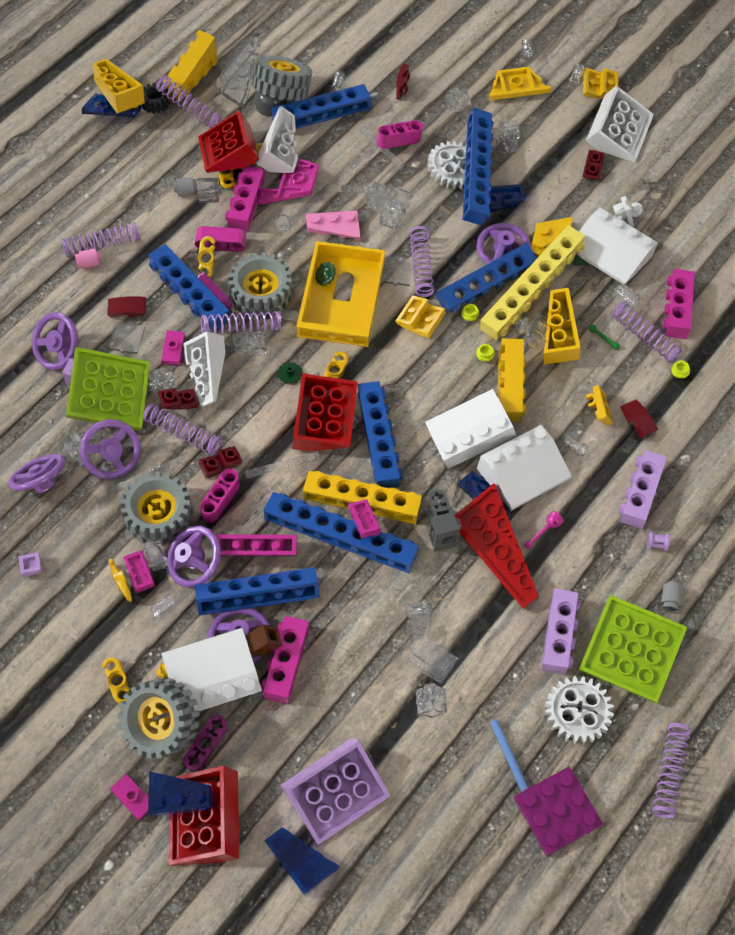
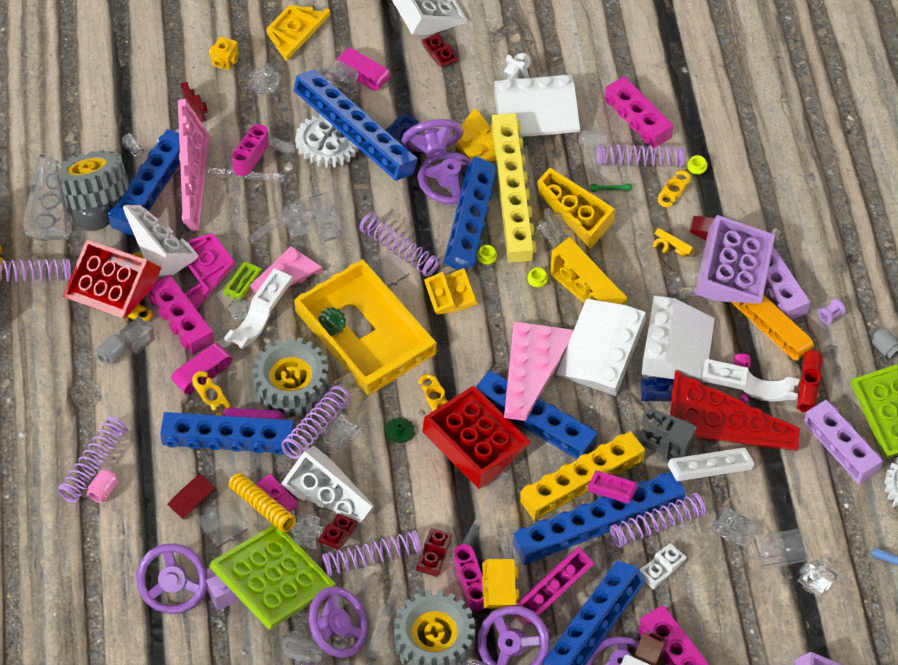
camera: 45 degrees left, 5 degrees down
(155, 343) = (262, 502): none -> yellow piece
(221, 512) = (499, 583): none -> yellow brick
(297, 229) = (260, 309): none -> white piece
(301, 213) = (235, 294): none -> lime tile
(337, 552) = (622, 539): none -> lavender piece
(346, 599) = (662, 566): none -> white slope
(359, 110) = (193, 160): none -> bright pink wing
(411, 400) = (532, 362): none -> bright pink wing
(423, 147) = (287, 148): none -> clear pin
(449, 563) = (710, 464): none -> white plate
(453, 66) = (224, 53): none -> yellow brick
(513, 212) = (433, 140): none -> medium lavender piece
(529, 139) = (370, 72): none -> dark pink beam
(540, 534) = (741, 378): none -> white piece
(594, 566) = (810, 372): none -> red piece
(607, 510) = (777, 327): none -> light orange beam
(621, 449) = (734, 262): none -> lavender slope
(653, 368) = (667, 193): none -> yellow piece

